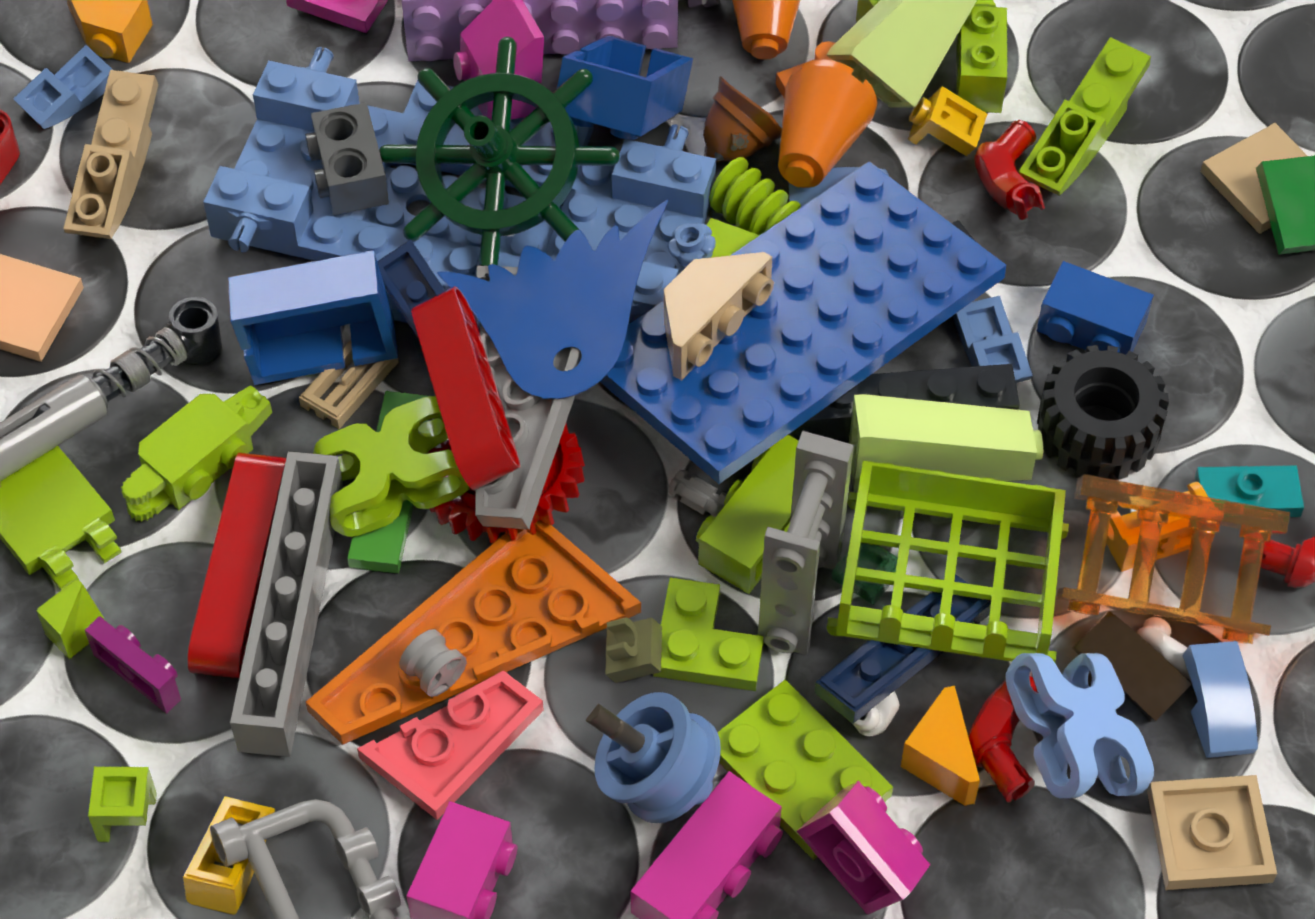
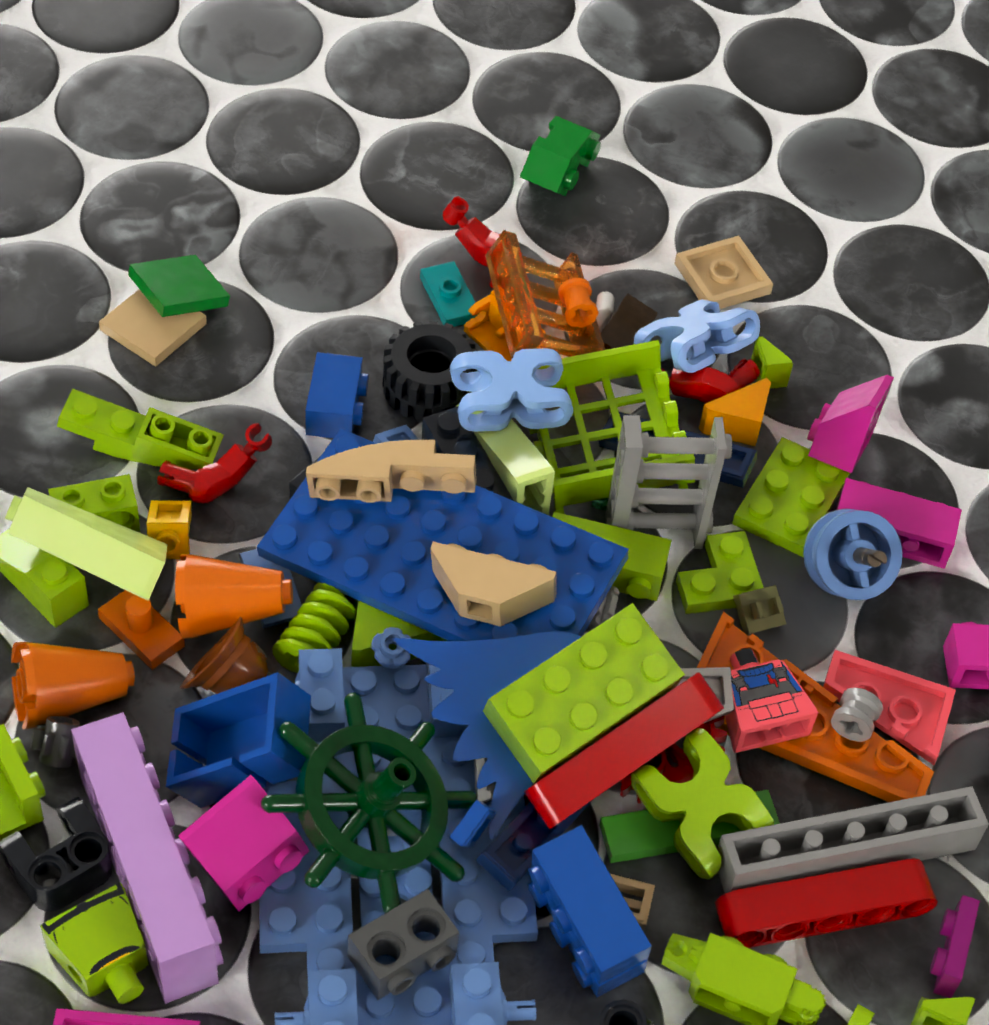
camera: 115 degrees left, 5 degrees down
(445, 242) = (473, 824): none -> blue tile
(488, 571) = (767, 703): none -> coral torso
(530, 346) = (582, 693): none -> lime brick
(900, 268) = (377, 469): none -> tan slope
(1008, 439) = (510, 390): none -> light blue piece
(1024, 822) = (772, 363): none -> lime slope
(1156, 581) = (576, 296): none -> orange bush
(1224, 697) = (626, 277): medium blue slope -> none

